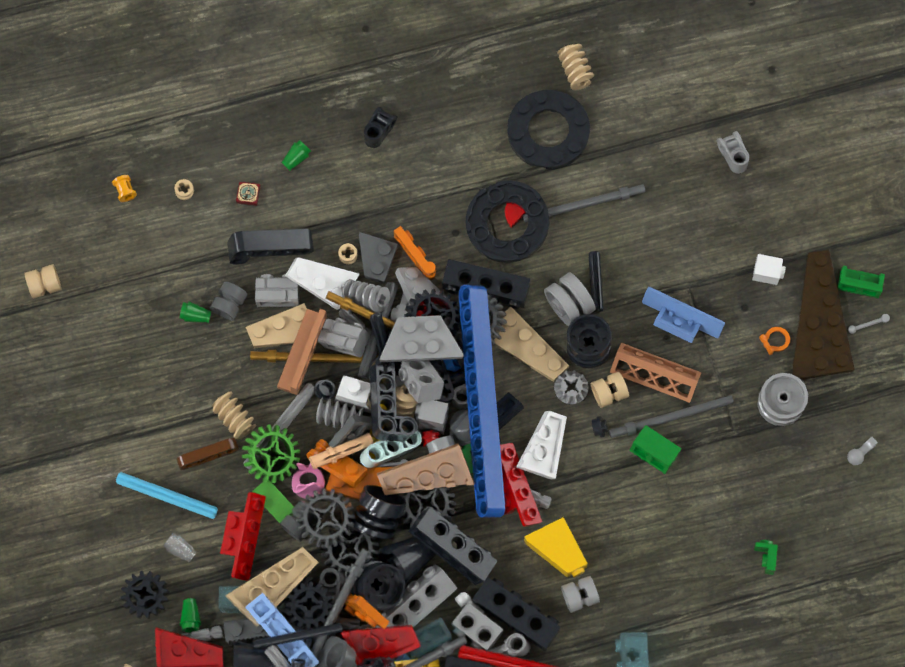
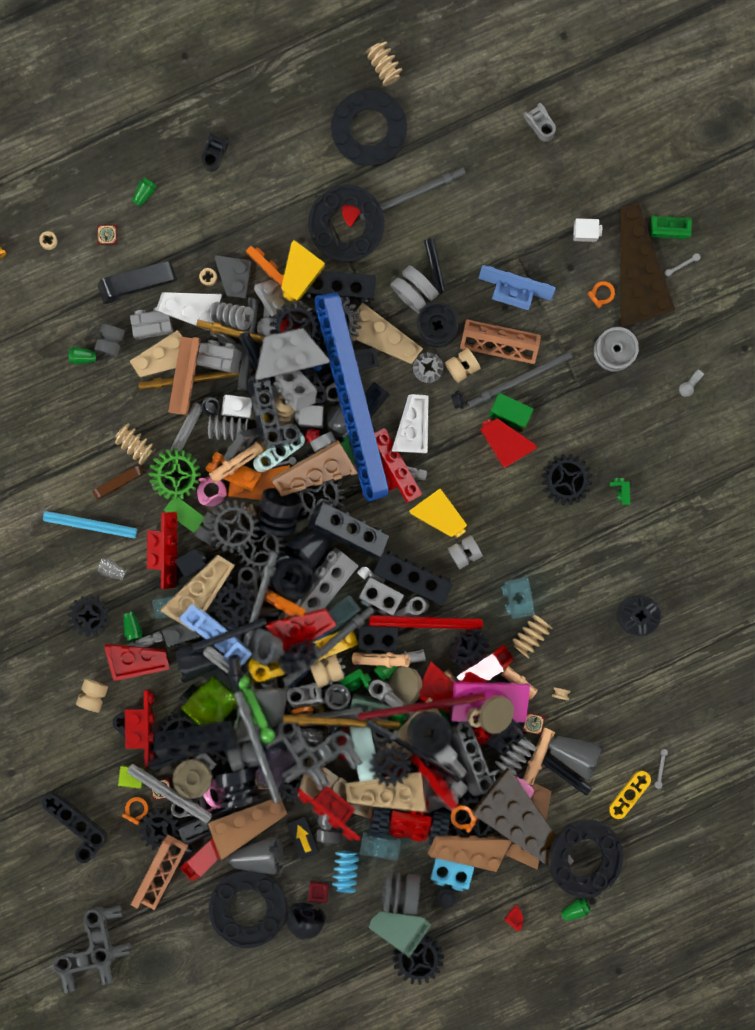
camera: 10 degrees left, 15 degrees up
(271, 551) = (192, 562): none -> black brick
(448, 260) = (300, 272): none -> yellow slope
(505, 365) = (366, 358): none -> black plate
(645, 481) = (505, 442): none -> red slope
(697, 536) = (562, 471): none -> black gear

